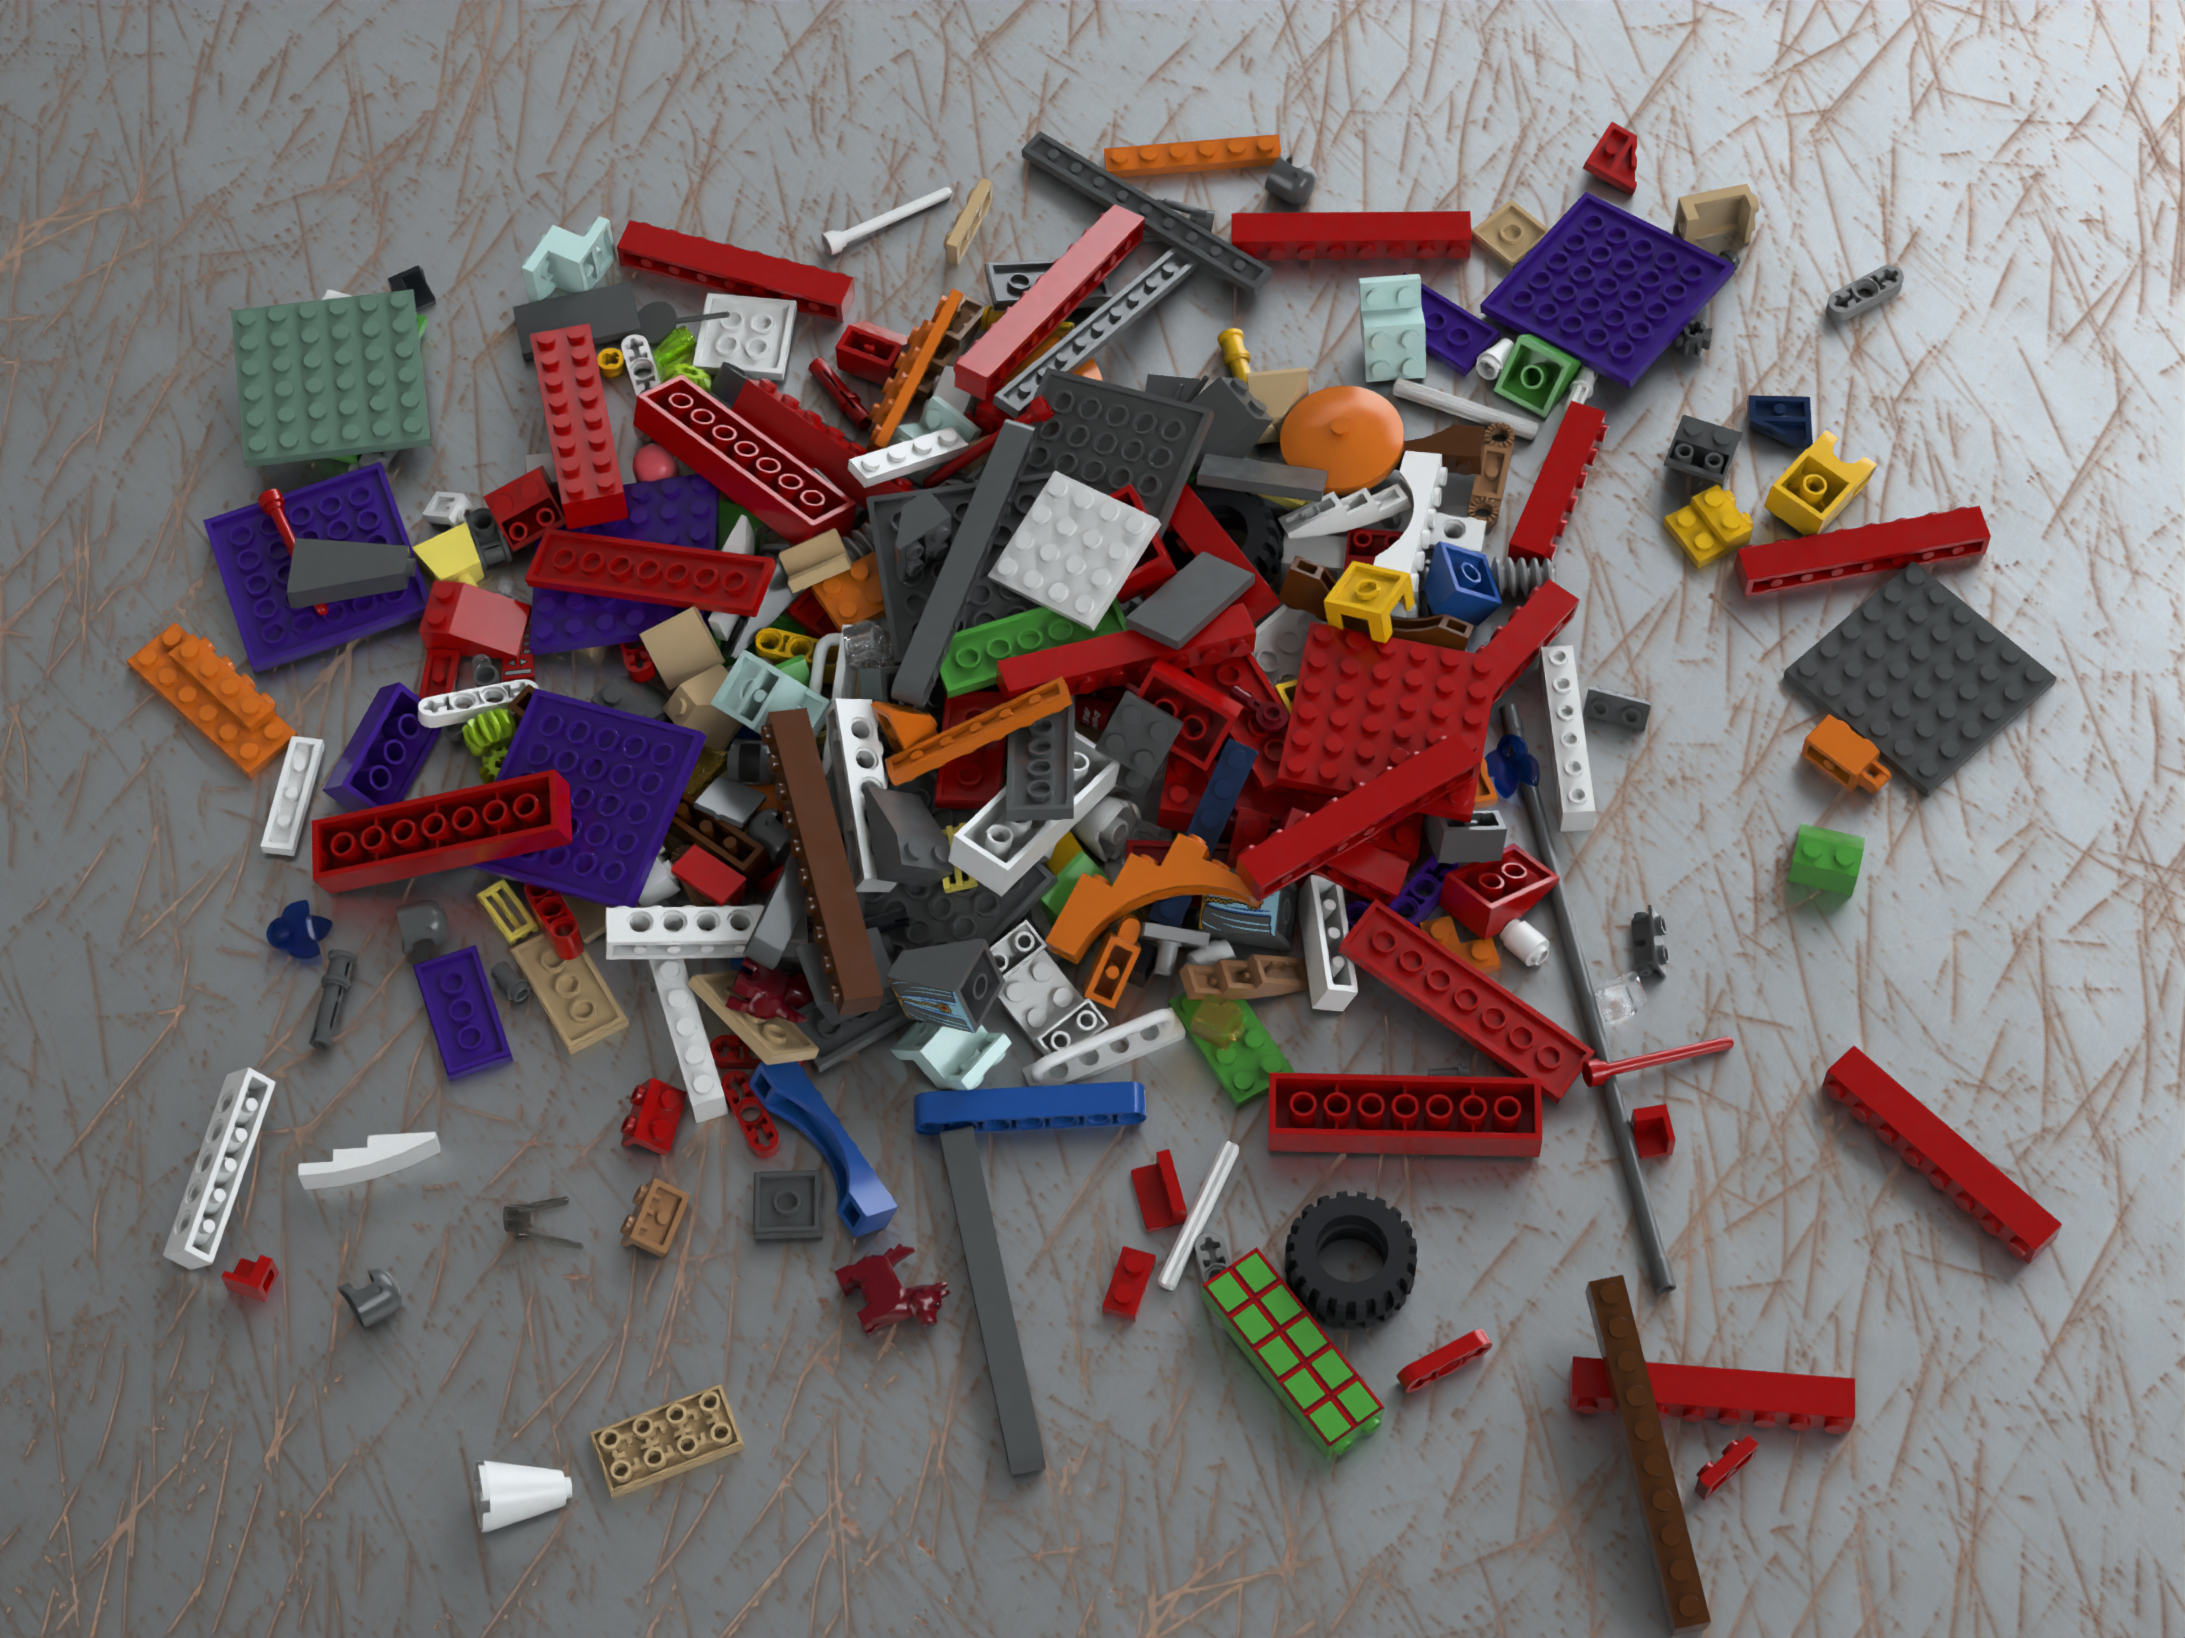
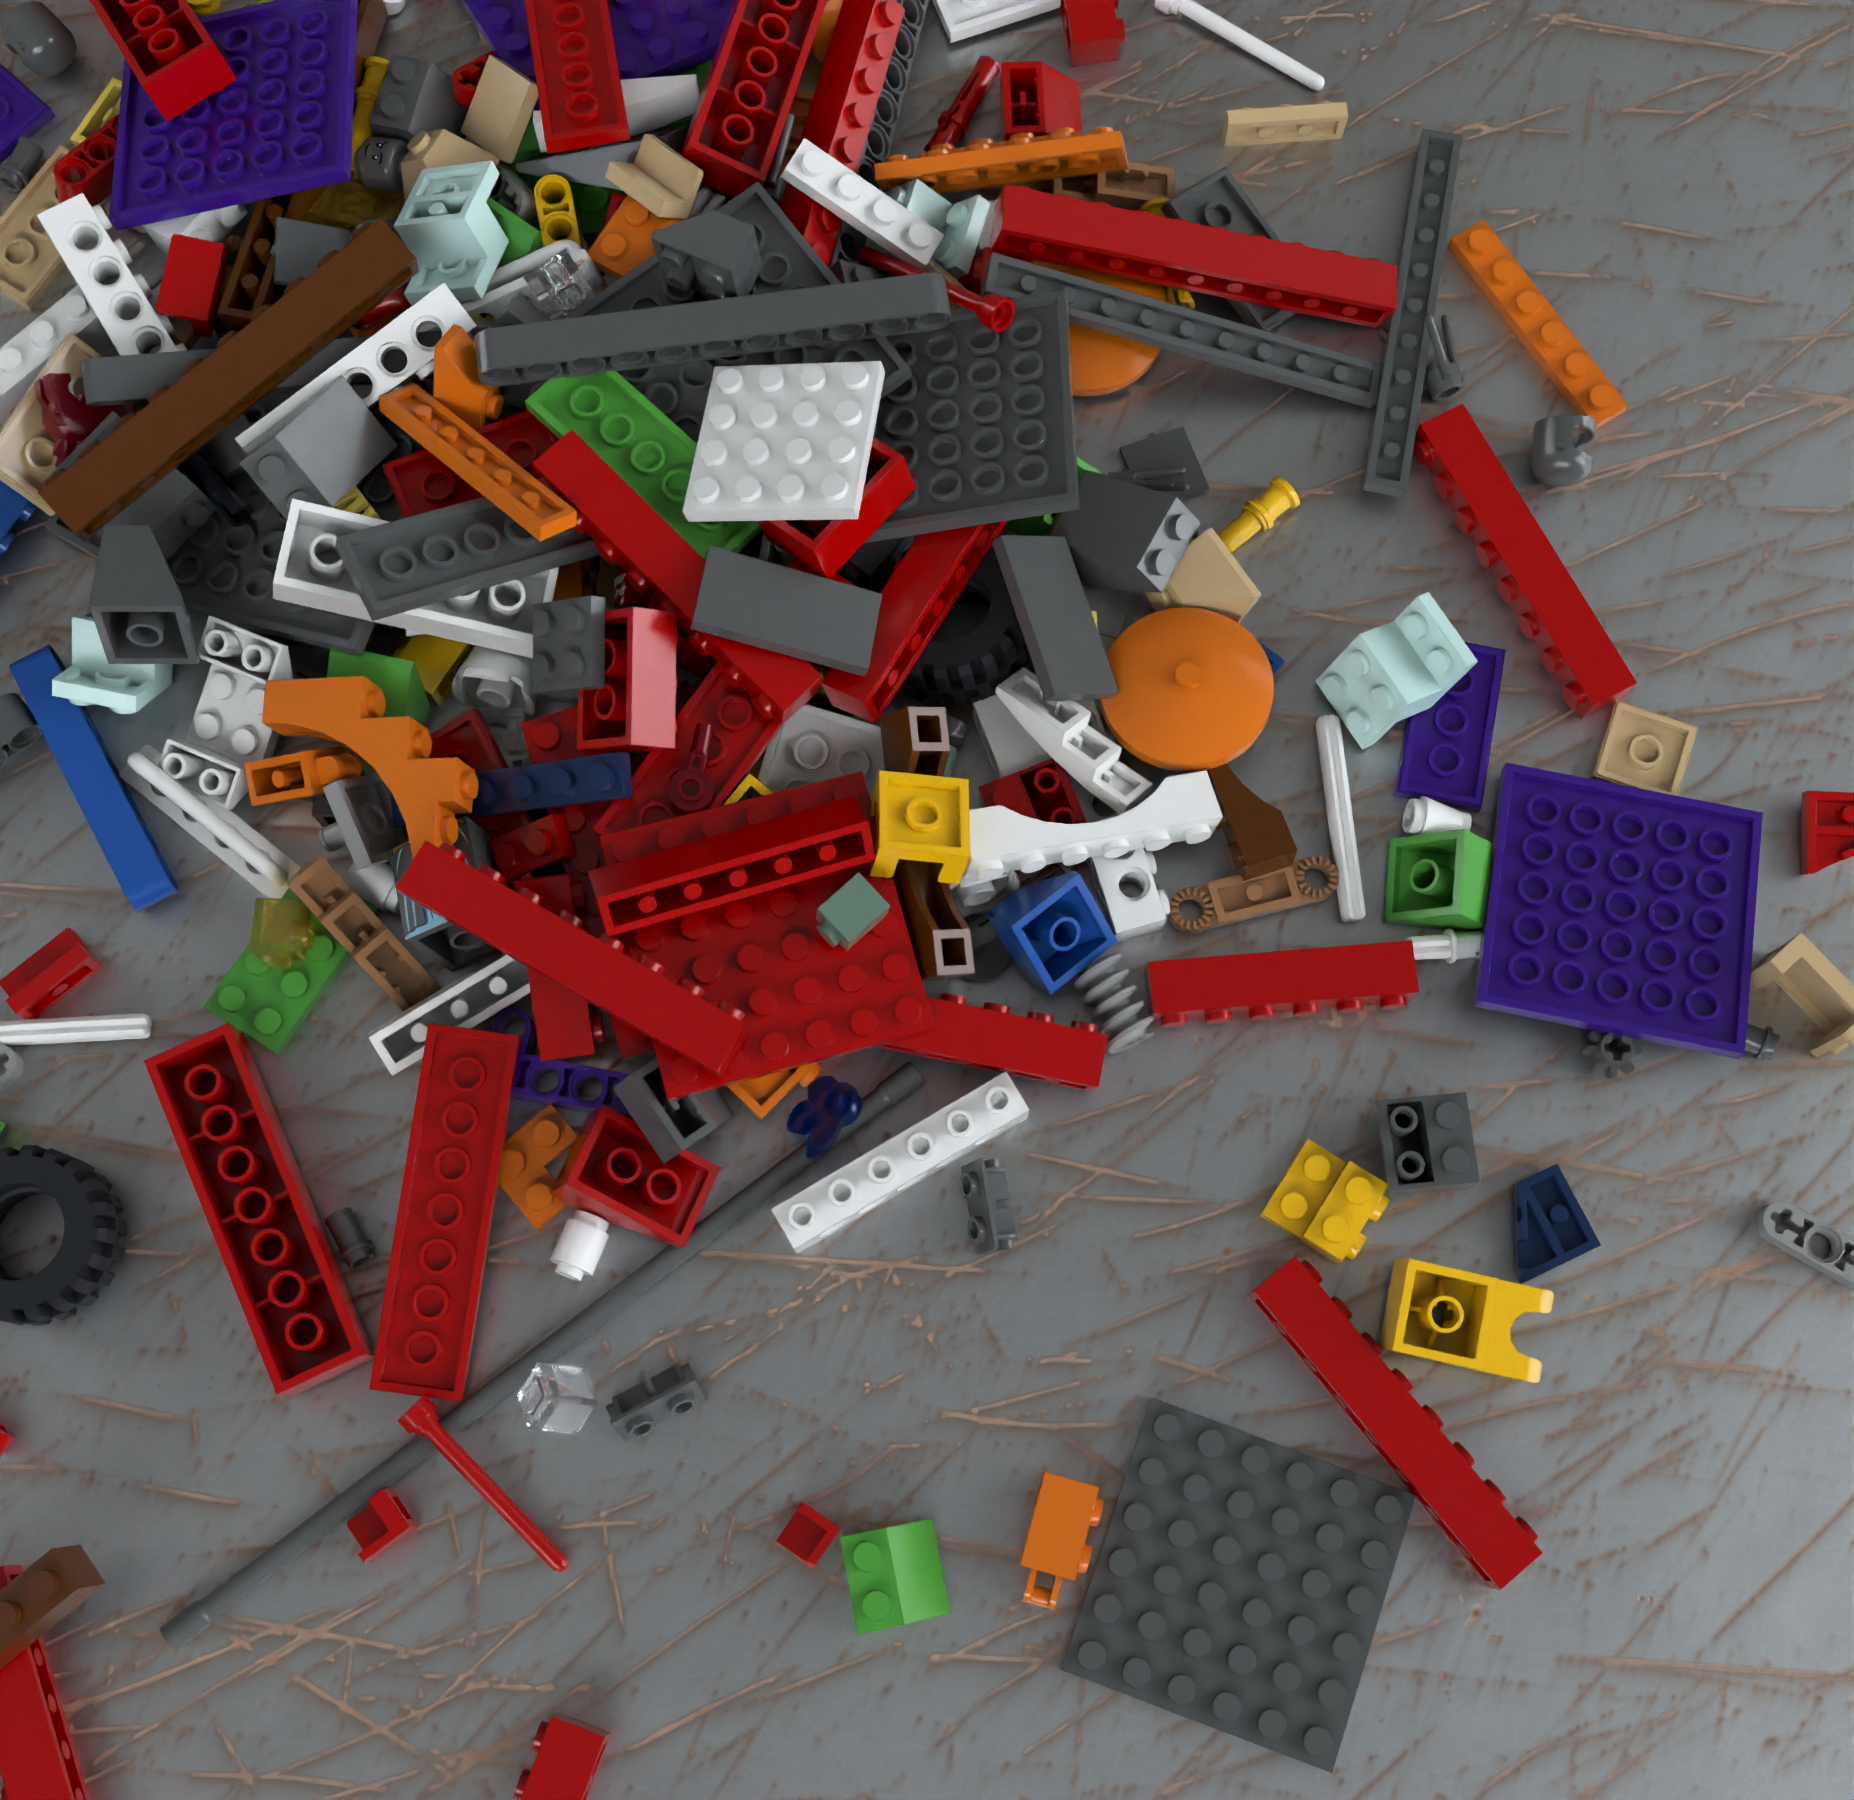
camera: 60 degrees right, 15 degrees up
(1346, 701) = (732, 865): none -> red brick
(1408, 657) = (851, 913): none -> sand green brick
(1779, 888) = (808, 1534): none -> red panel

